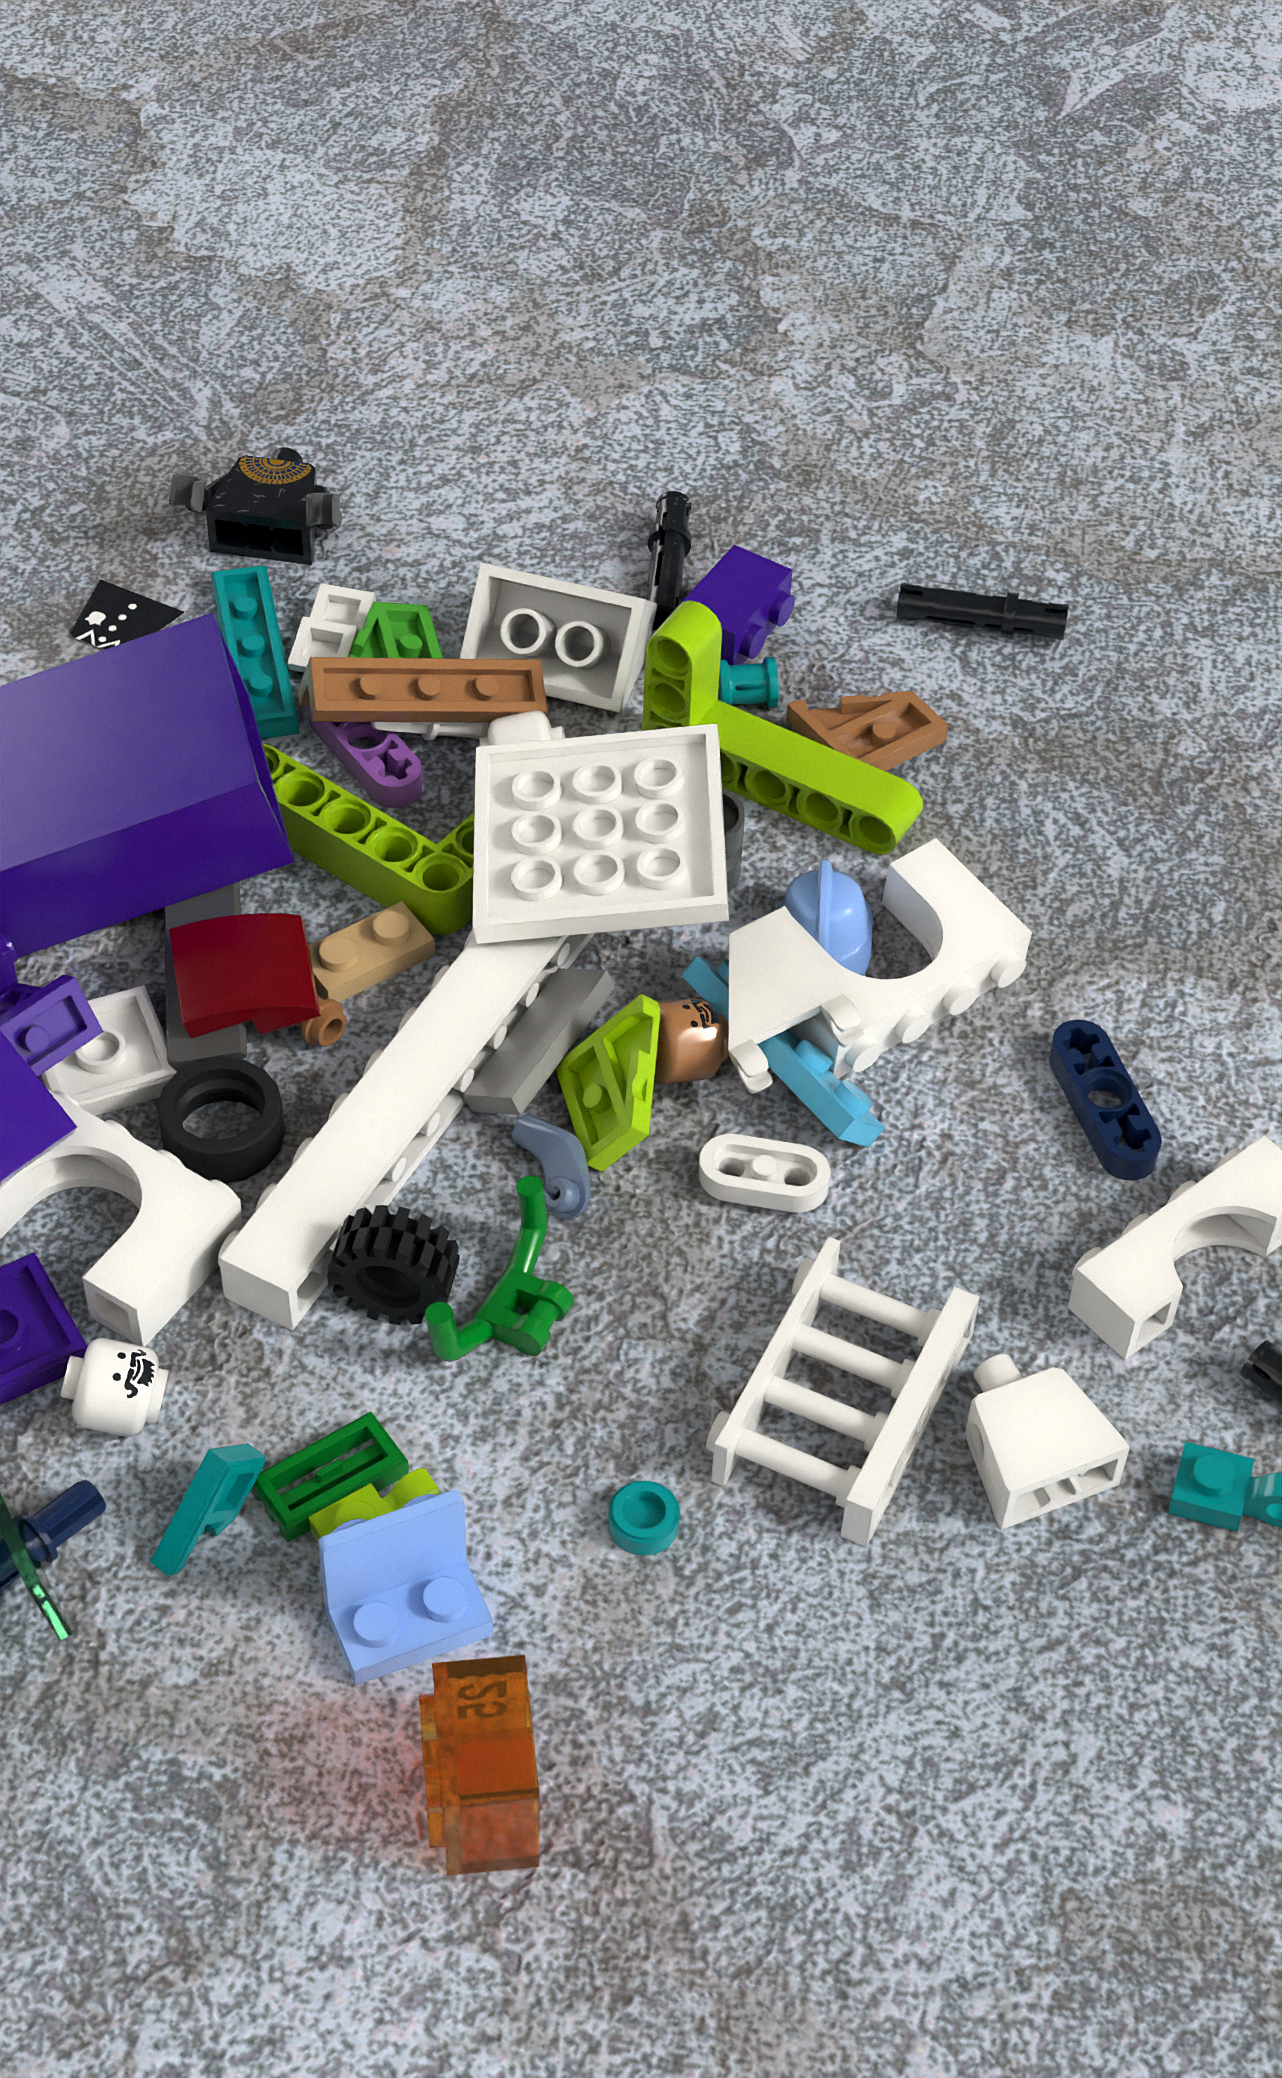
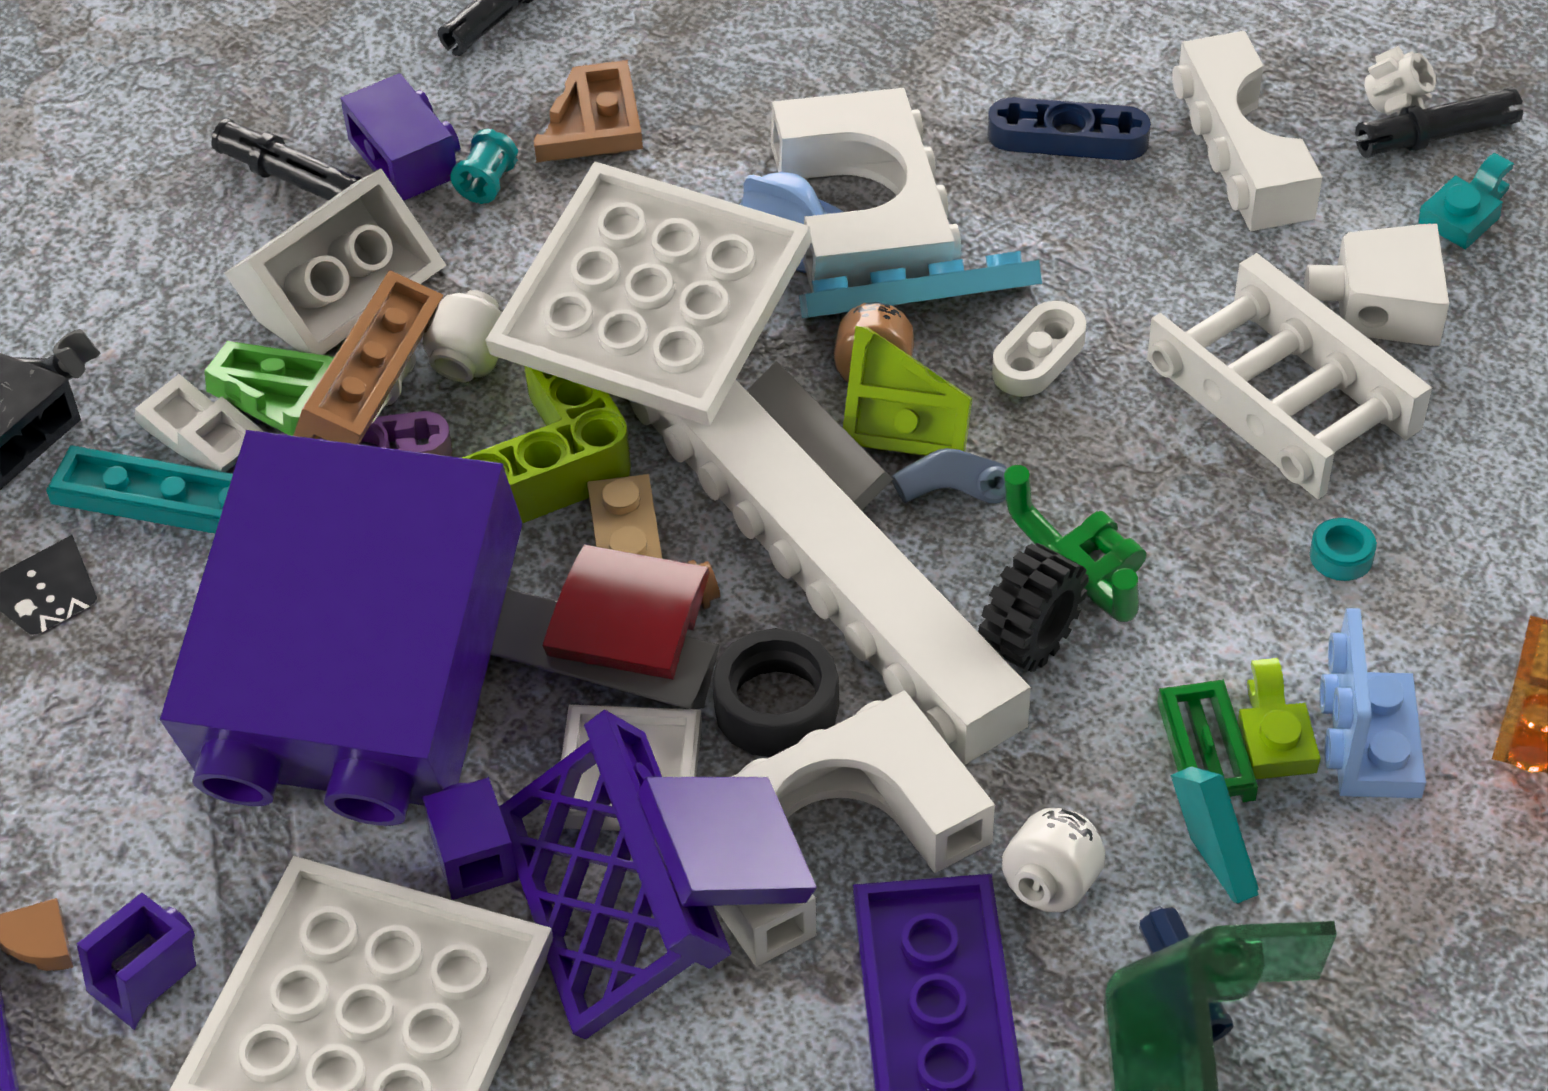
camera: 60 degrees left, 0 degrees up
(762, 758) = (520, 205): lime beam -> none
(776, 985) = (886, 252): white flag -> none

